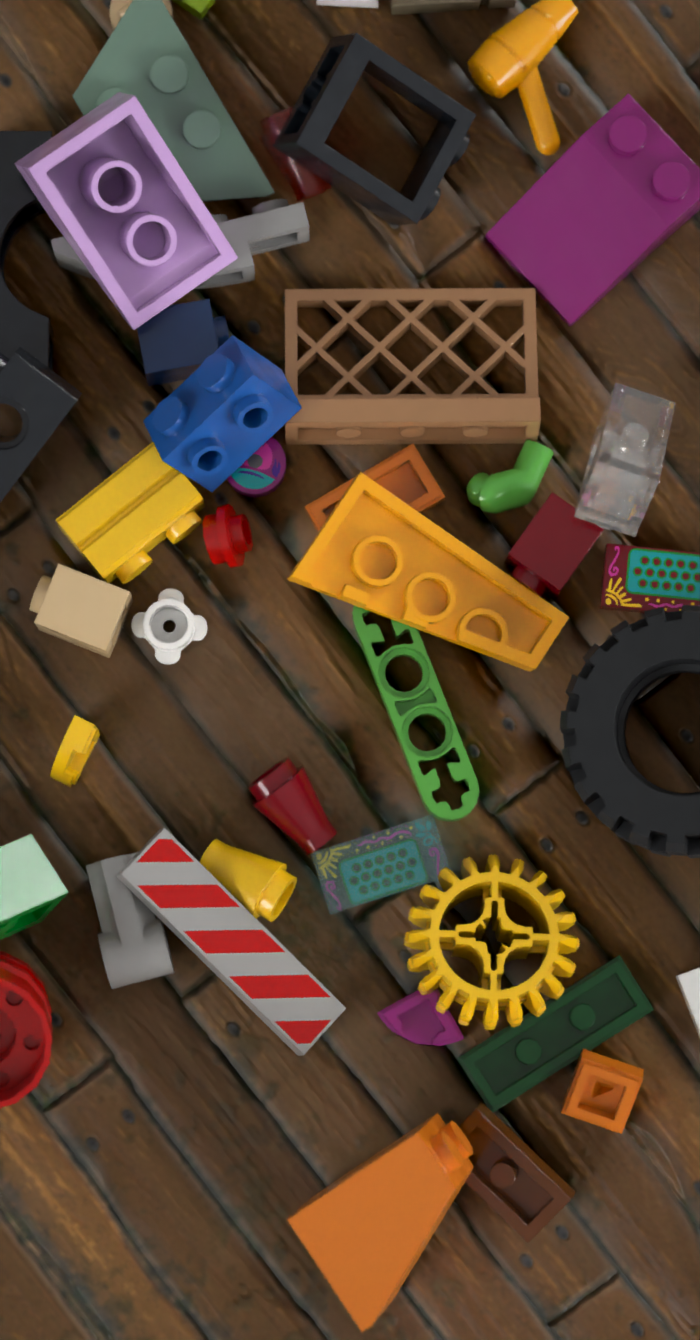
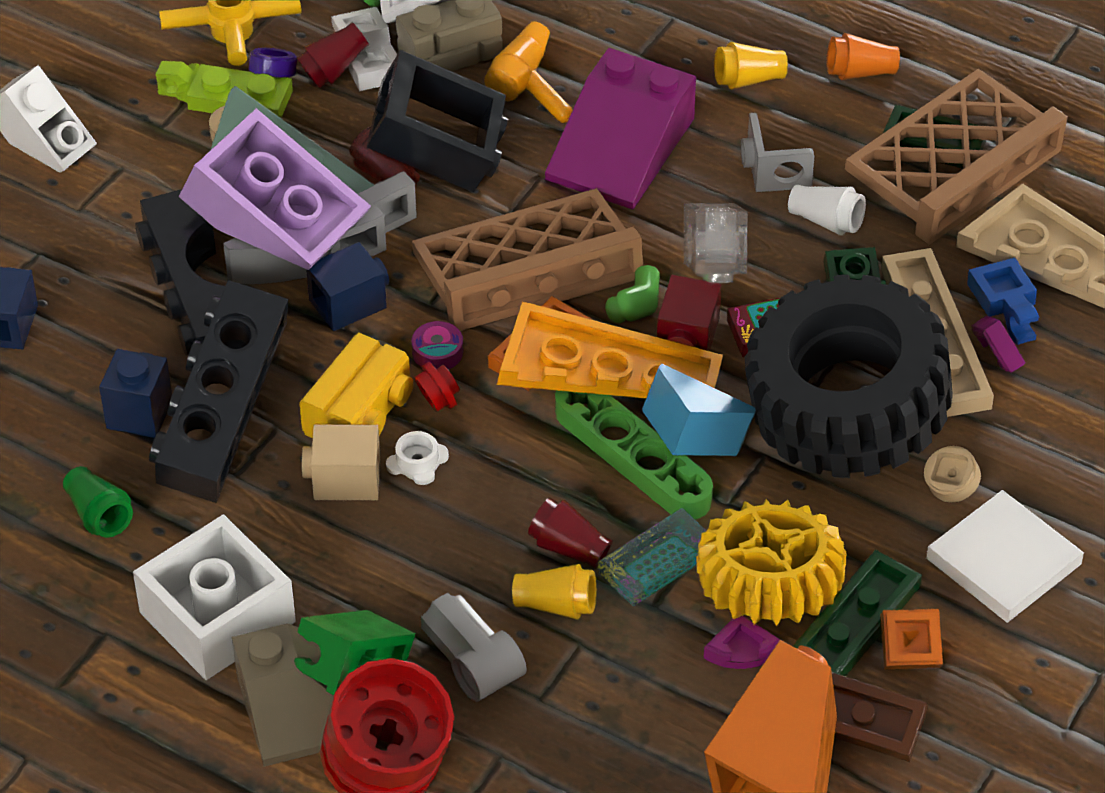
camera: 15 degrees left, 35 degrees down
(74, 751) = (378, 551): yellow tile -> none
(214, 416) = (401, 296): blue brick -> none
(231, 942) = (564, 627): tile -> none
(491, 704) = (696, 416): none -> dark azure slope

